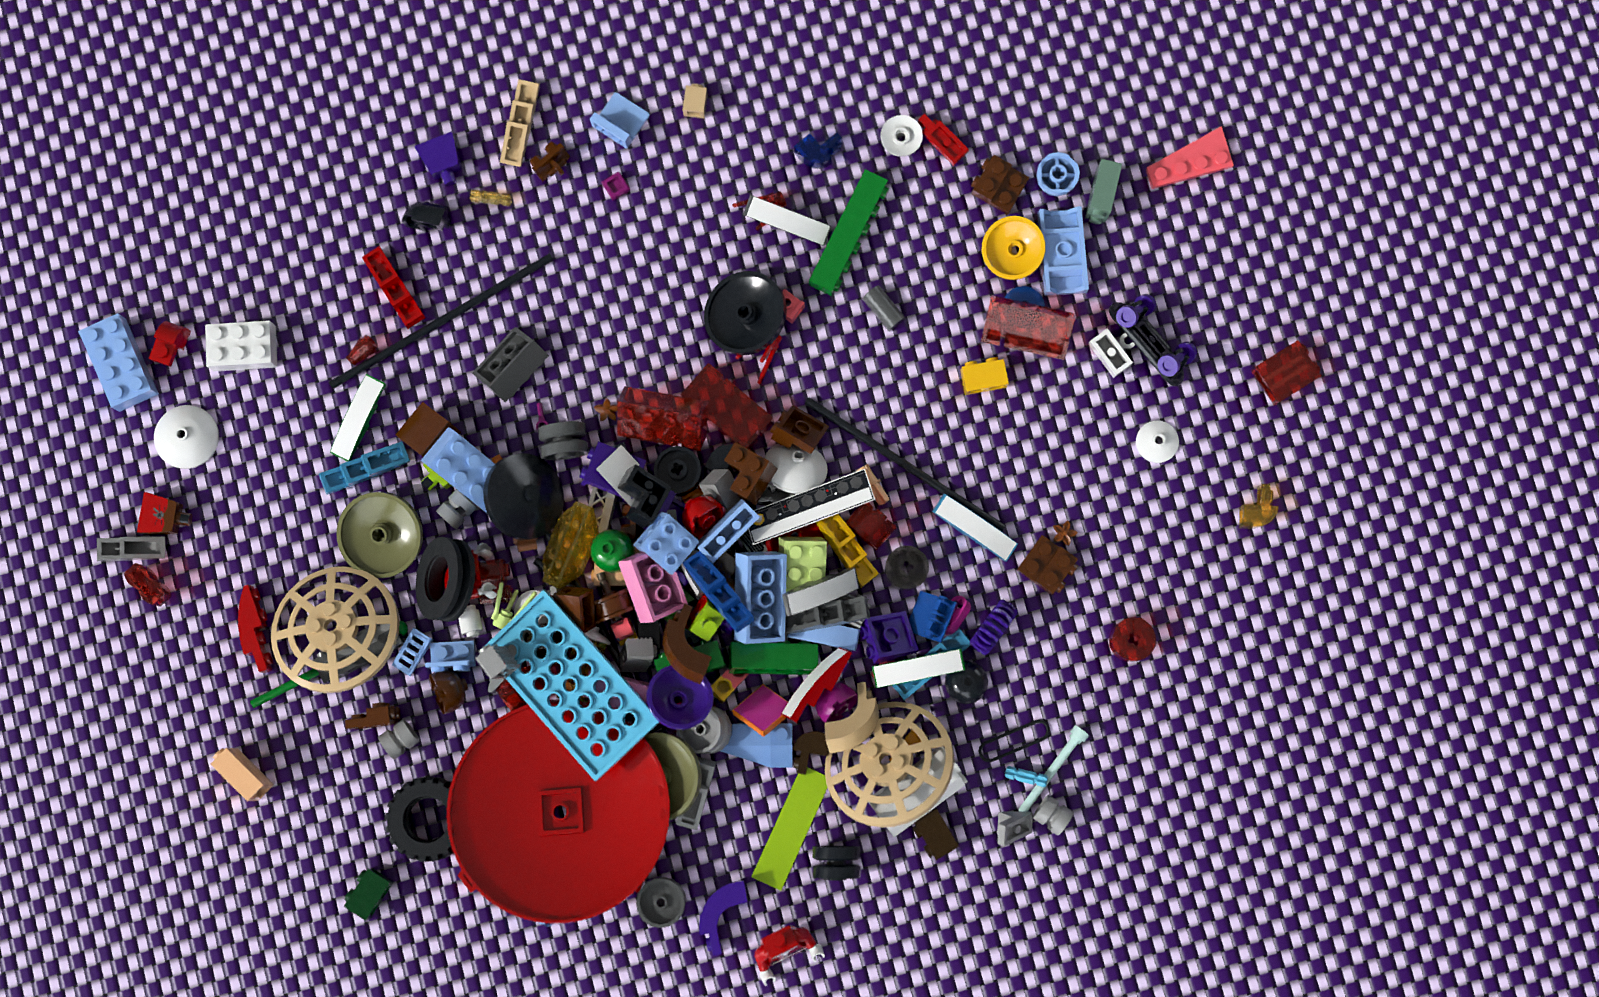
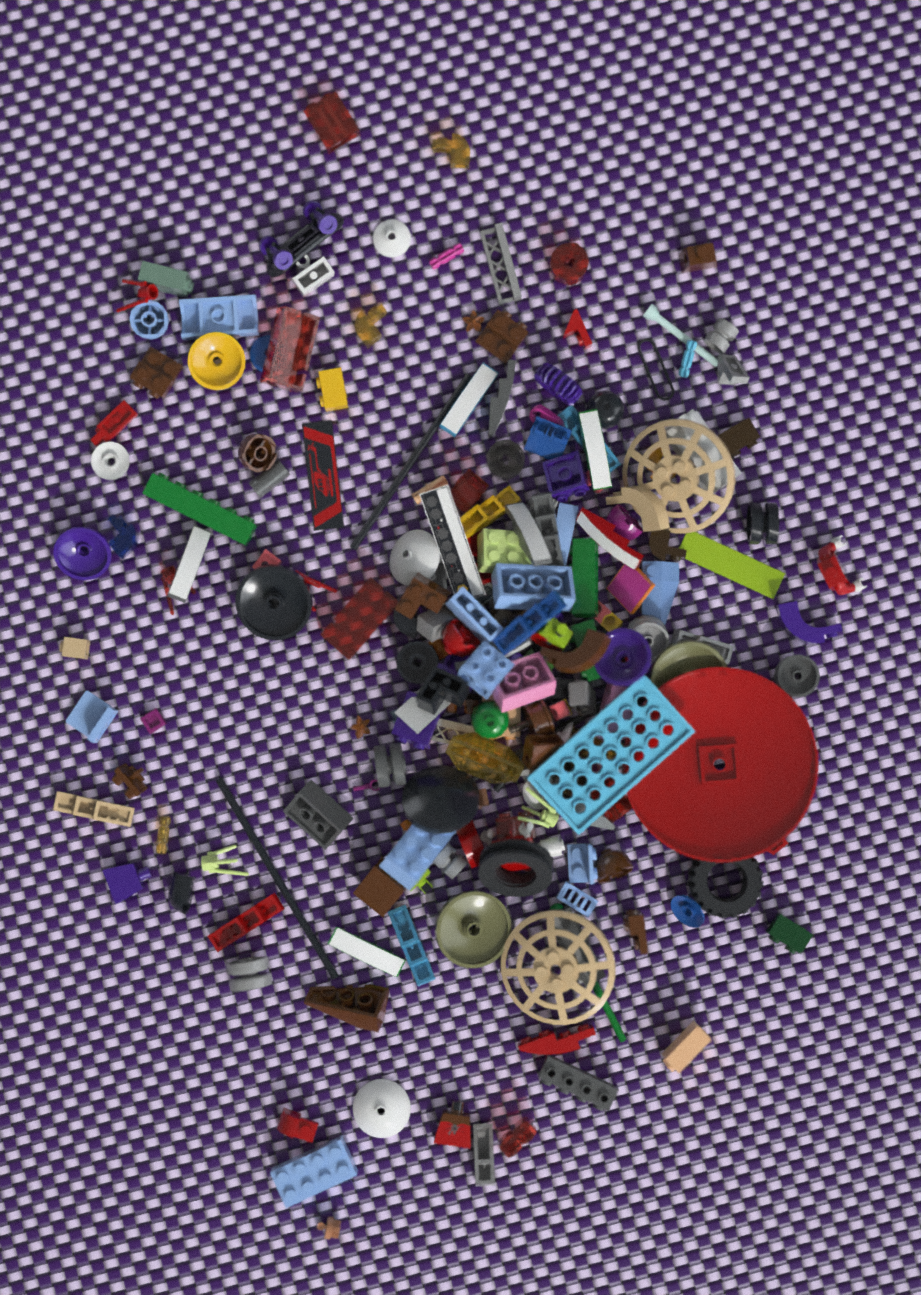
camera: 85 degrees left, 5 degrees up
(56, 382) = (331, 1228): none -> nougat piece
(206, 653) = (578, 1082): none -> dark grey brick
(241, 346) = (299, 1059): white brick -> none
(298, 407) = (357, 1006): none -> reddish brown wedge
(335, 289) = (248, 971): none -> light grey wheel
(363, 348) = (303, 949): clear red cone -> none
(395, 776) = (687, 911): none -> blue dish
(401, 737) = (654, 908): light grey wheel -> none
(459, 249) = (211, 862): none -> yellowish green plant
(475, 531) = (470, 843): none -> red brick
(497, 661) = (591, 818): light grey brick -> none
(662, 418) = (370, 675): clear red piece -> none
(790, 103) = (78, 562): none -> dark purple dish
(798, 429) = (381, 554): reddish brown plate -> none
(888, 367) = (323, 475): none -> black sticker
(911, 293) = (257, 452): none -> reddish brown cylinder
(969, 561) = (499, 404): none -> dark grey slope
(1054, 411) = (365, 328): none -> clear yellow brick
(1061, 646) = (577, 326): none -> red slope
(1087, 168) = (145, 292): none -> red plant
(1133, 570) = (508, 264): none -> light grey fence
(1138, 502) = (446, 256): none -> dark pink axle
(1143, 789) = (698, 258): none -> reddish brown torso
(1196, 159) = (135, 197): coral wing -> none

